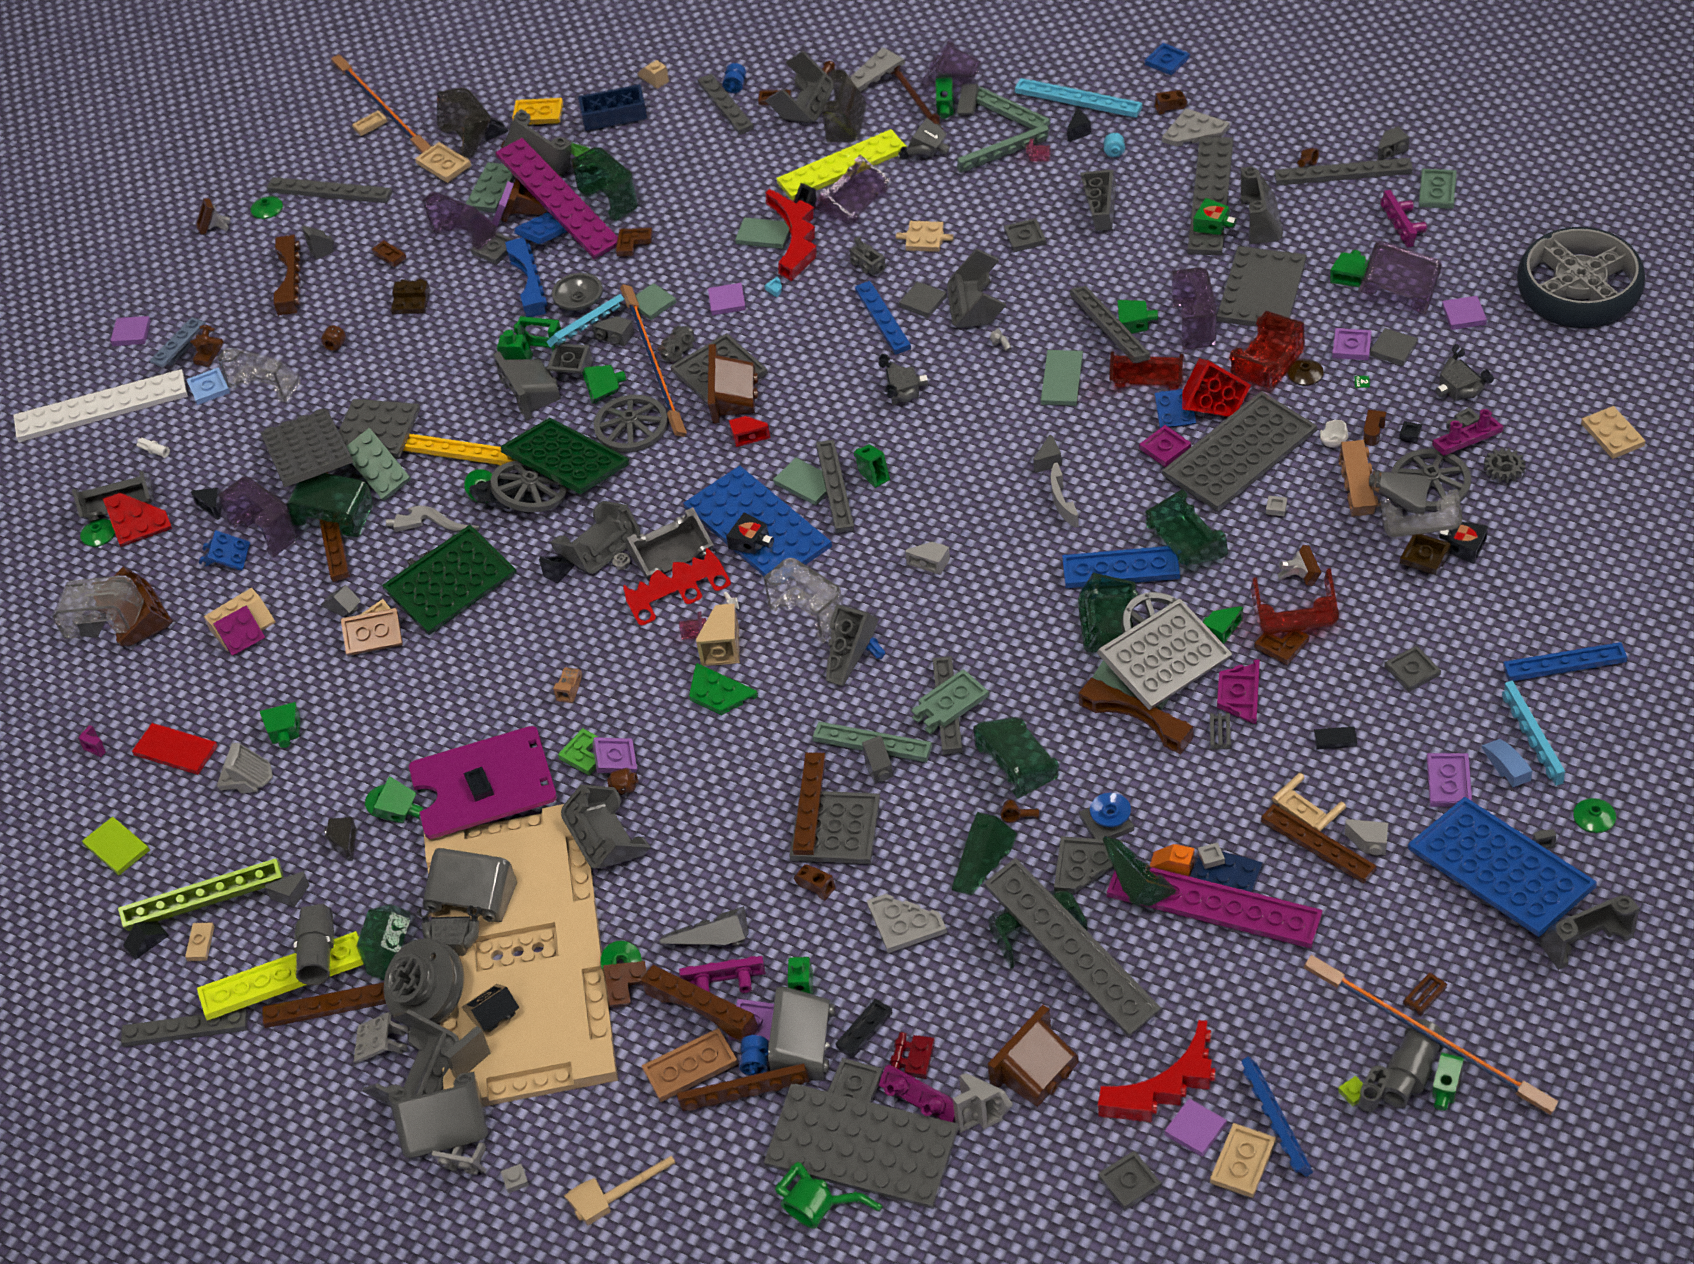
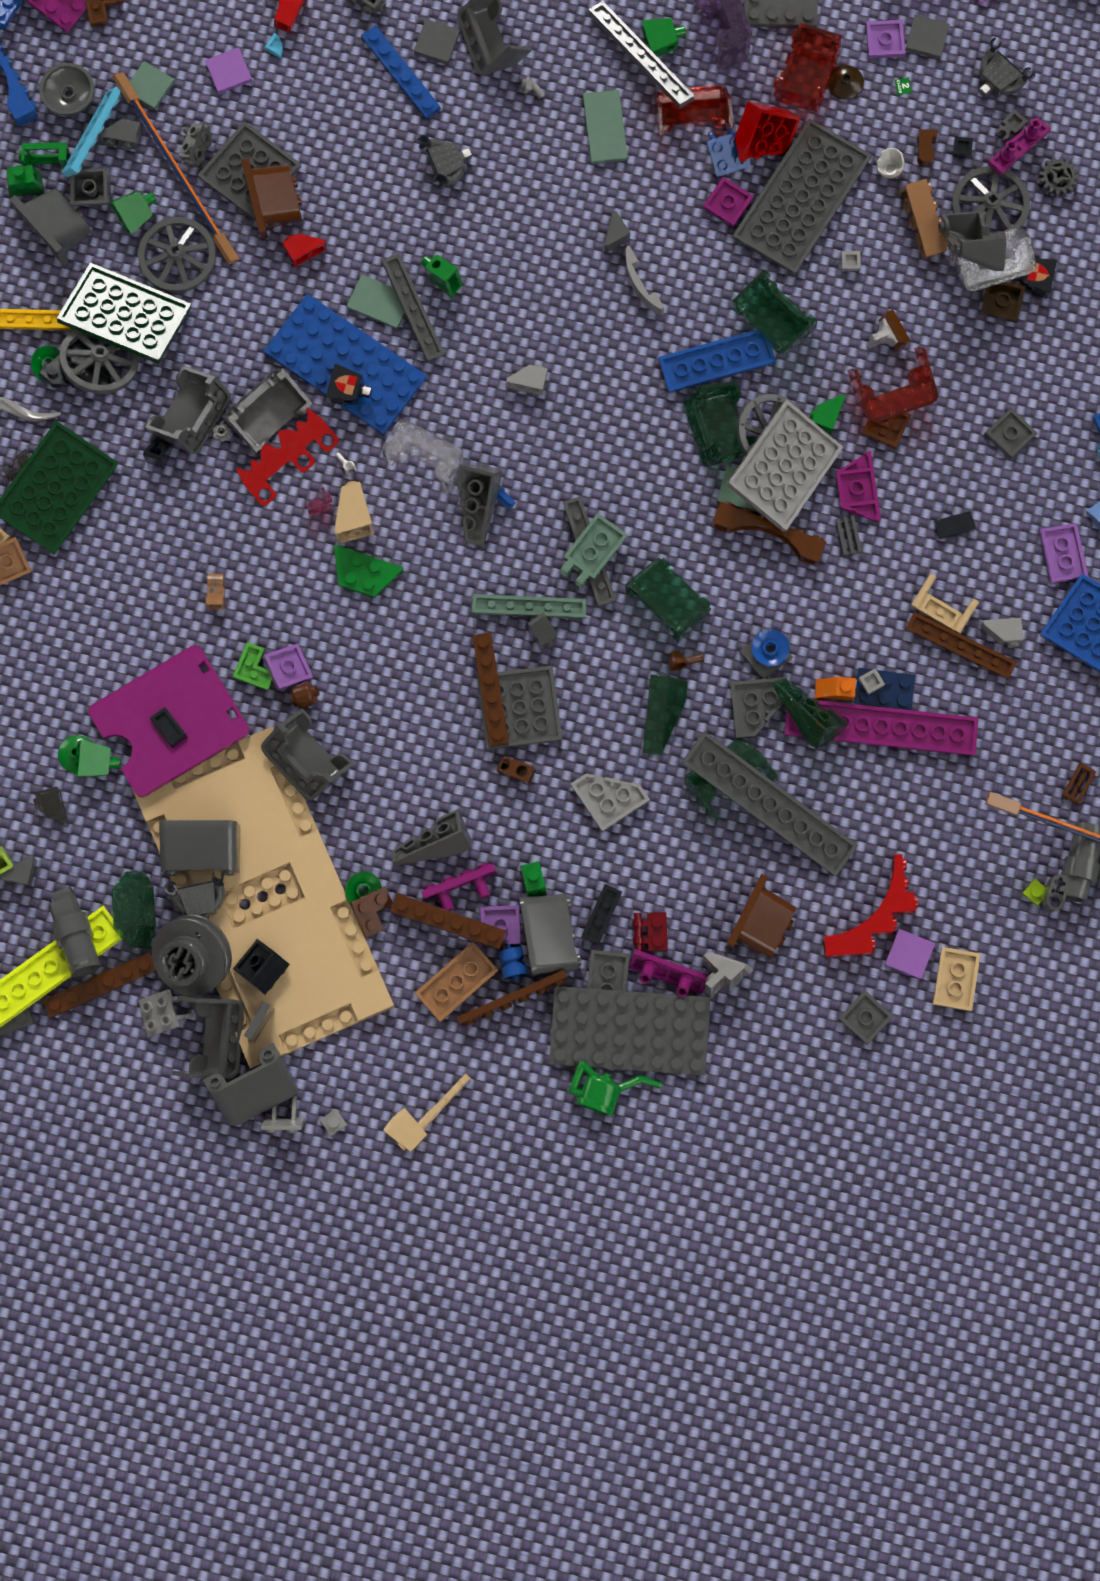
camera: 20 degrees left, 30 degrees up
(1279, 1123) = (980, 939): blue plate -> none

